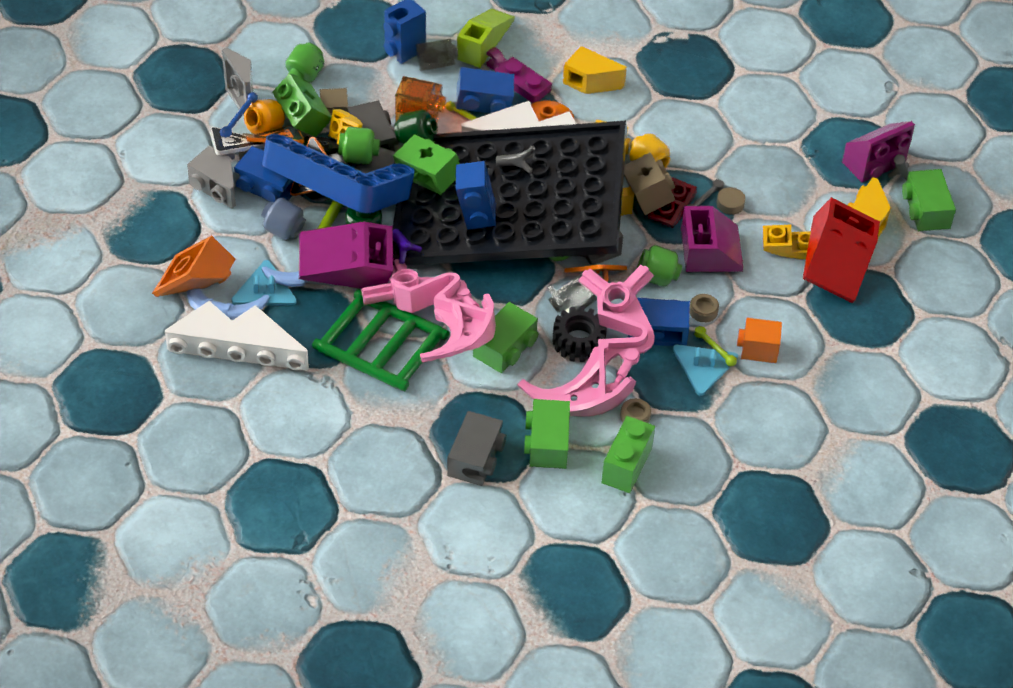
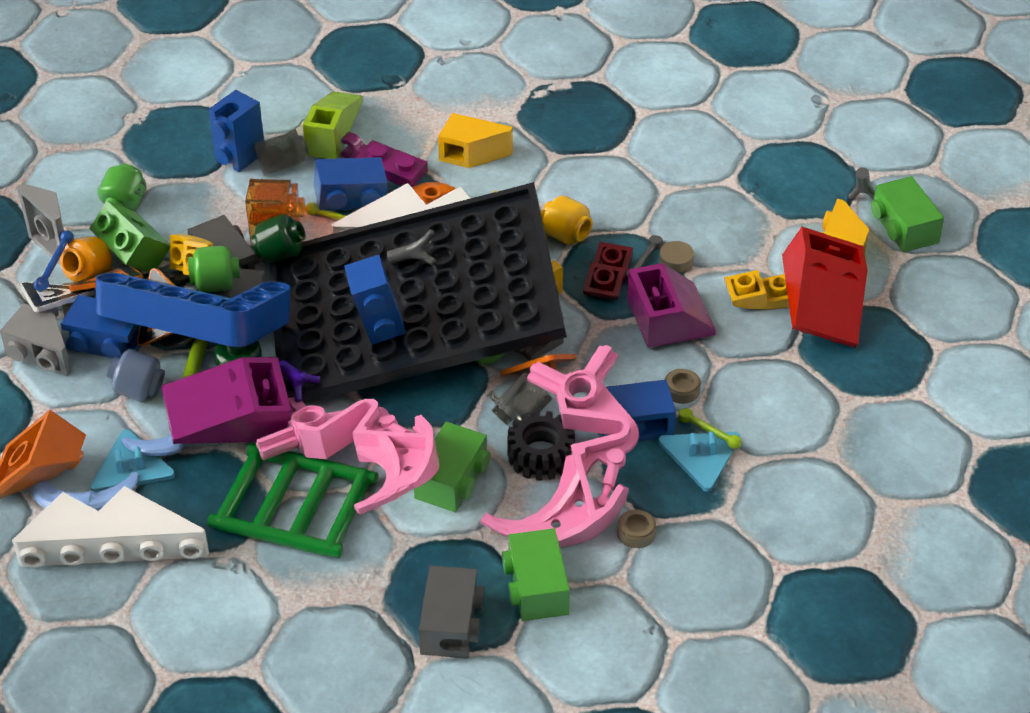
camera: 10 degrees left, 5 degrees down
(334, 98) = (168, 223): dark tan tile -> none
(432, 163) = (312, 275): bright green brick -> none
(628, 454) = (644, 580): bright green brick -> none
(649, 183) = (579, 252): dark tan brick -> none
(662, 264) = (622, 340): bright green head -> none
(760, 340) = (763, 410): orange brick -> none
(875, 152) = (831, 169): magenta slope -> none

